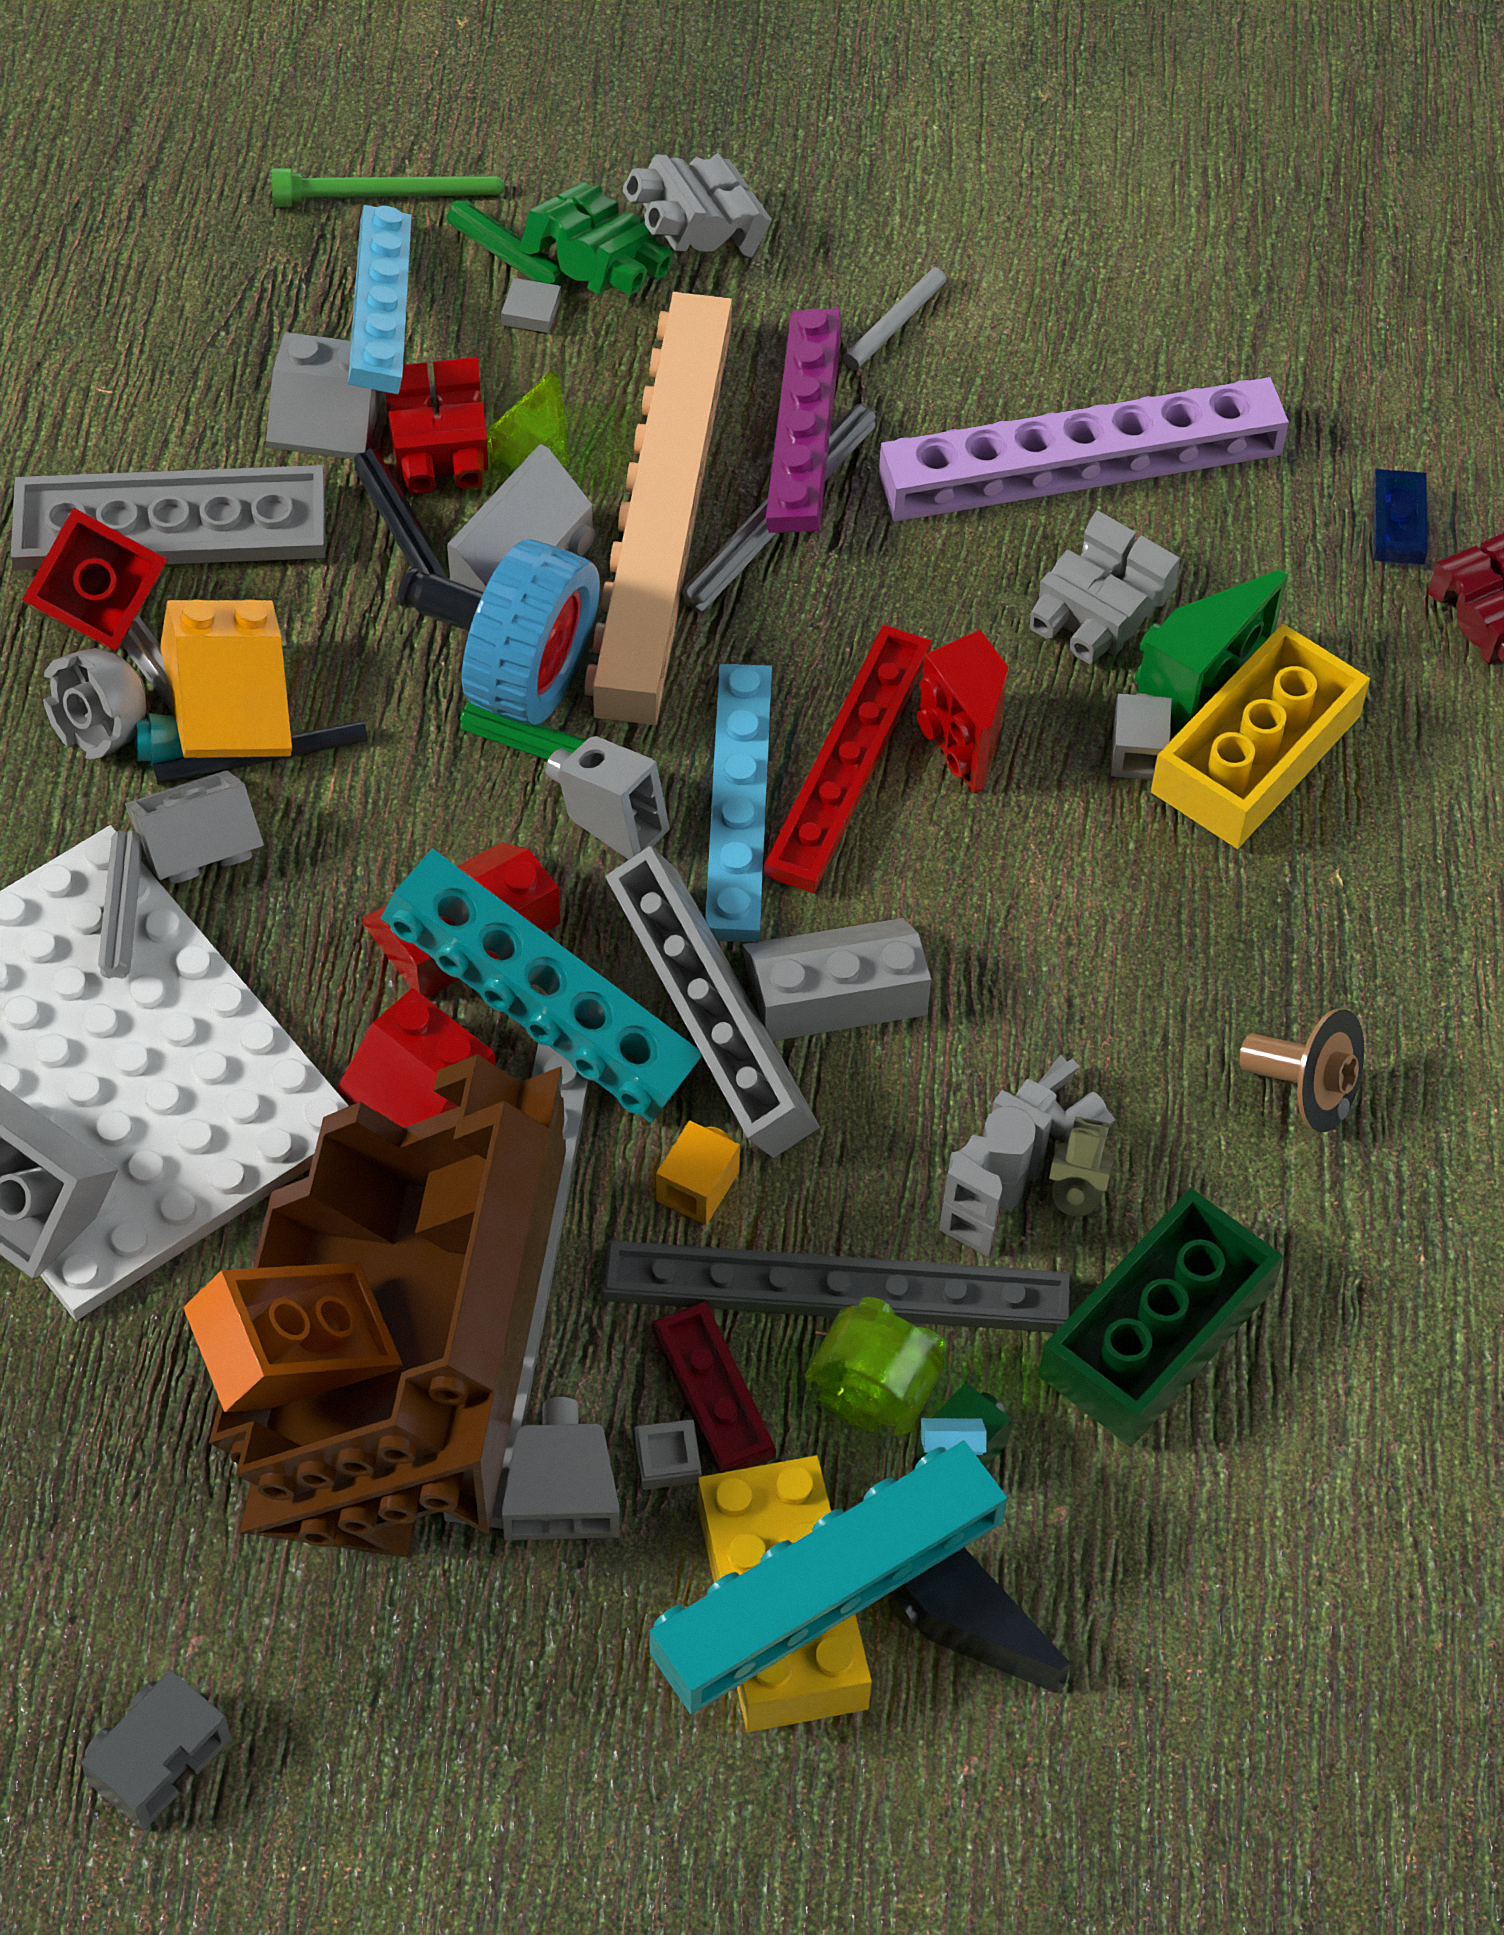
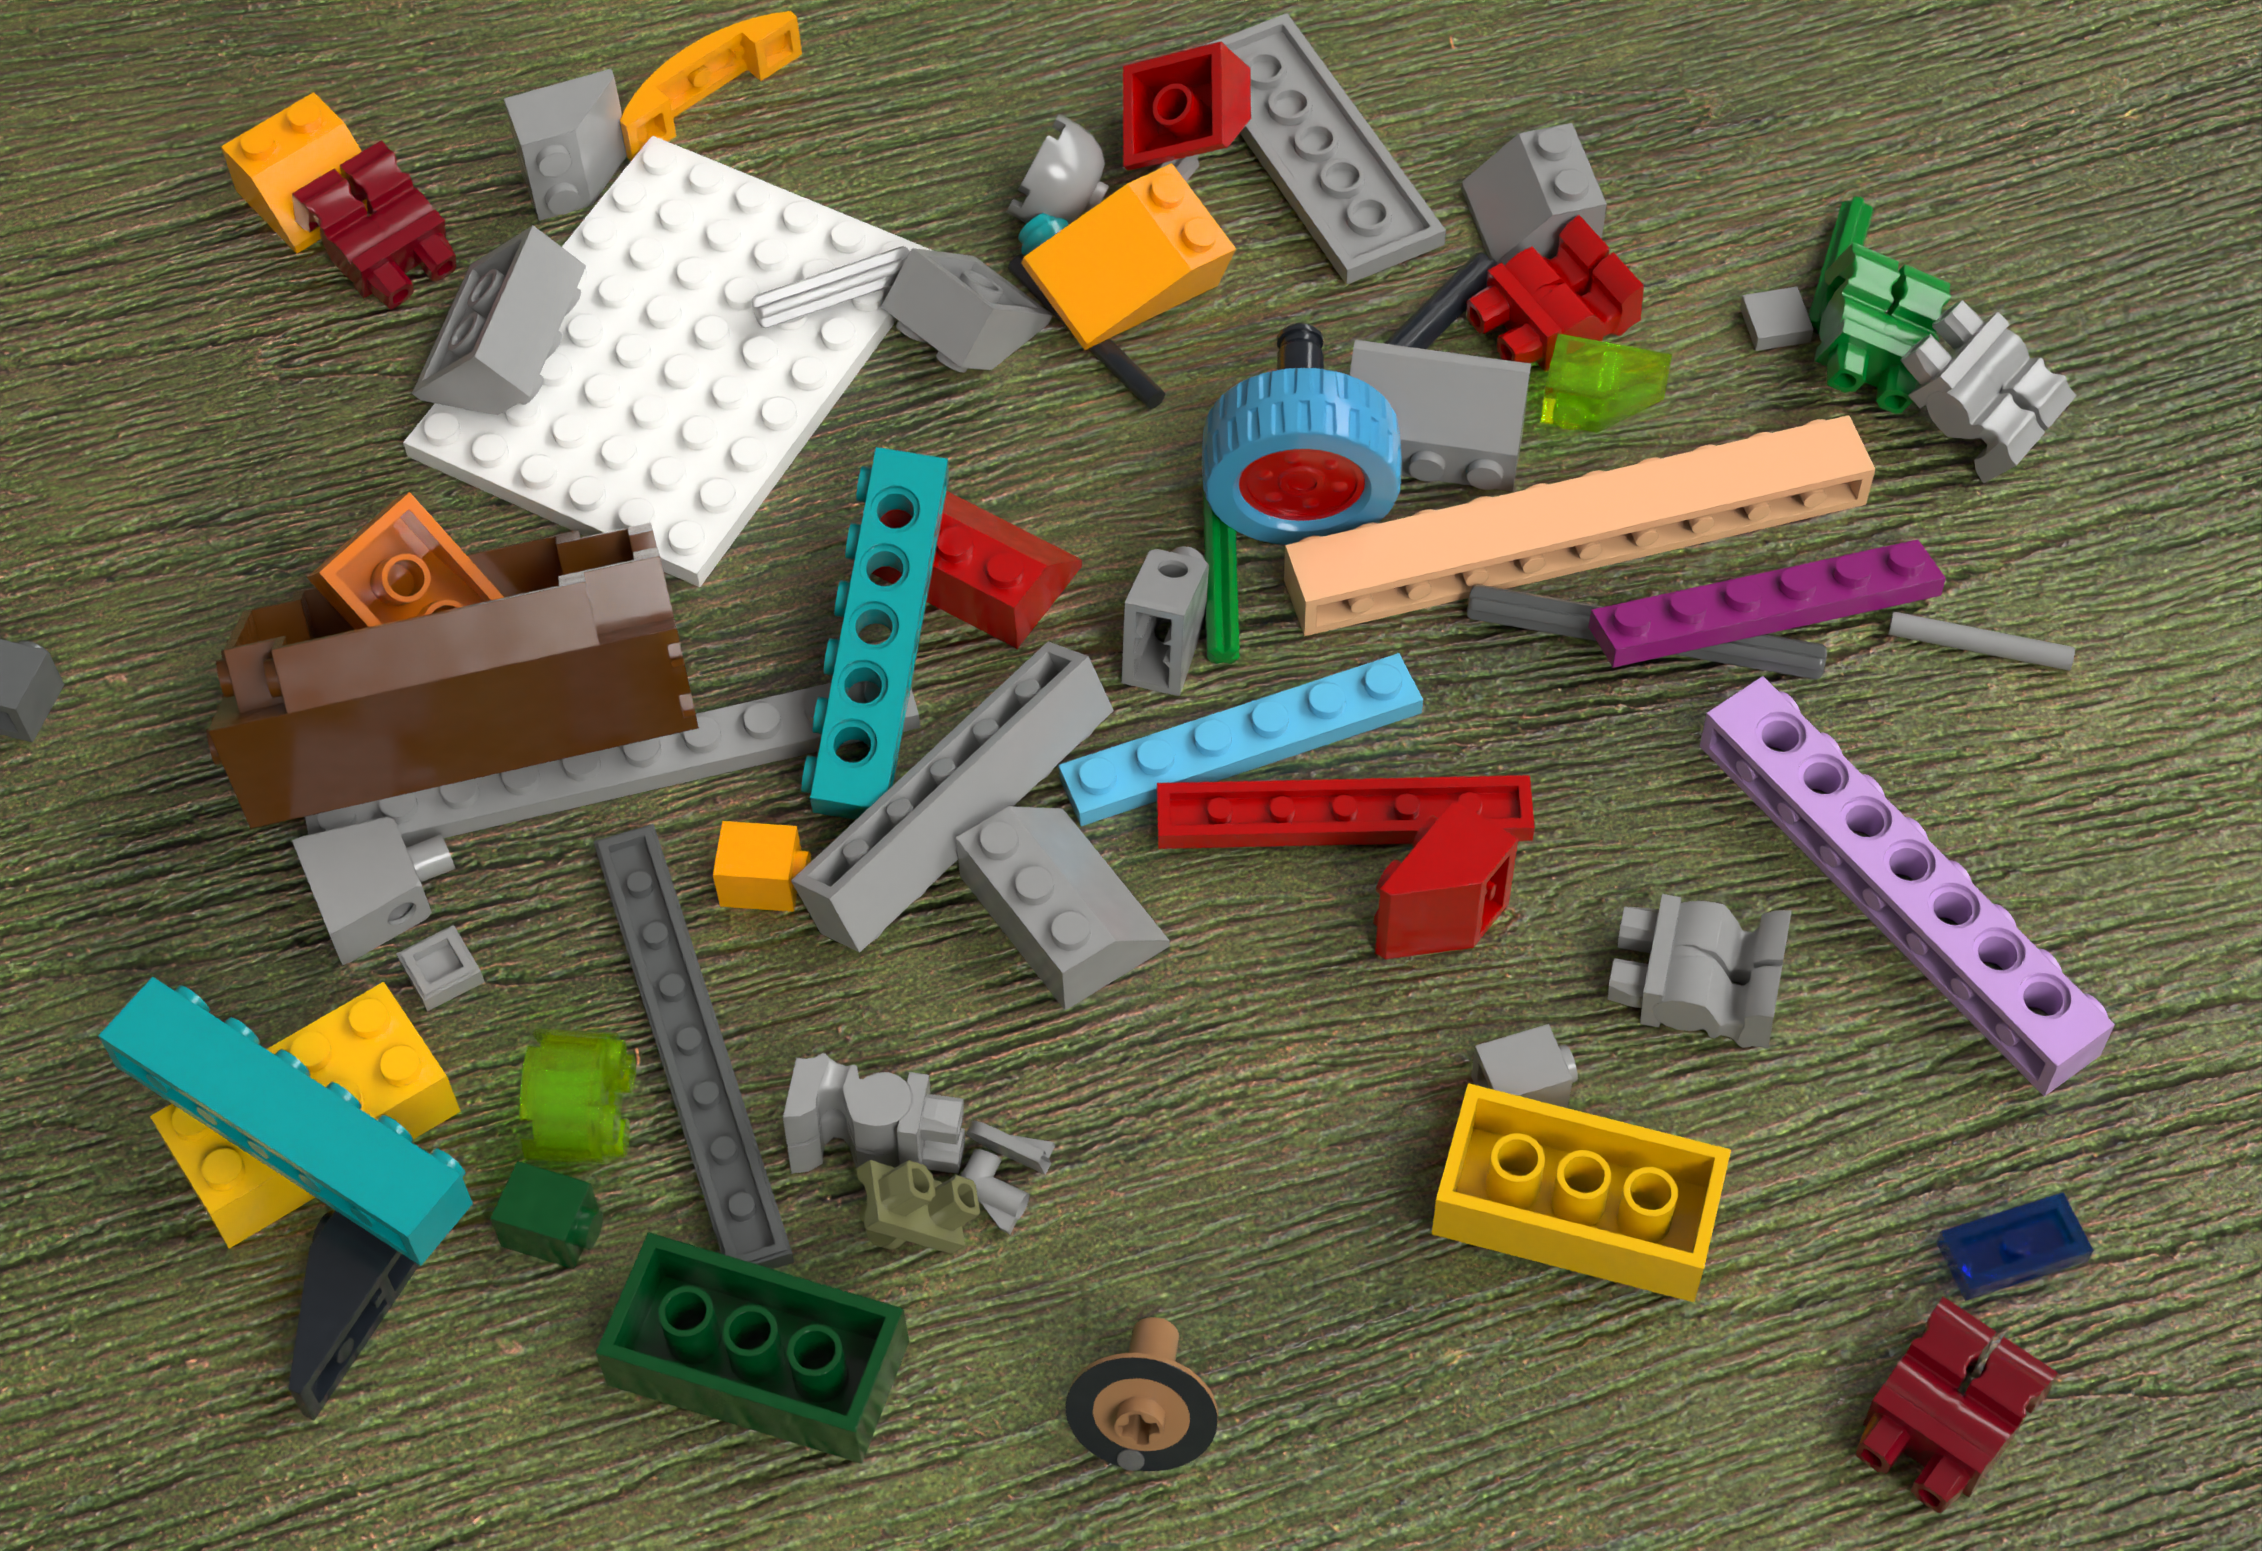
camera: 70 degrees right, 0 degrees up
(291, 187) = (1789, 65): bright green piece -> none
(380, 299) = (1668, 180): medium azure plate -> none
(401, 1060) = (771, 596): red slope -> none
(713, 1389) = (527, 980): dark red tile -> none
(951, 1431) = (501, 1182): medium azure tile -> none
(1208, 644) = (1662, 1081): green slope -> none

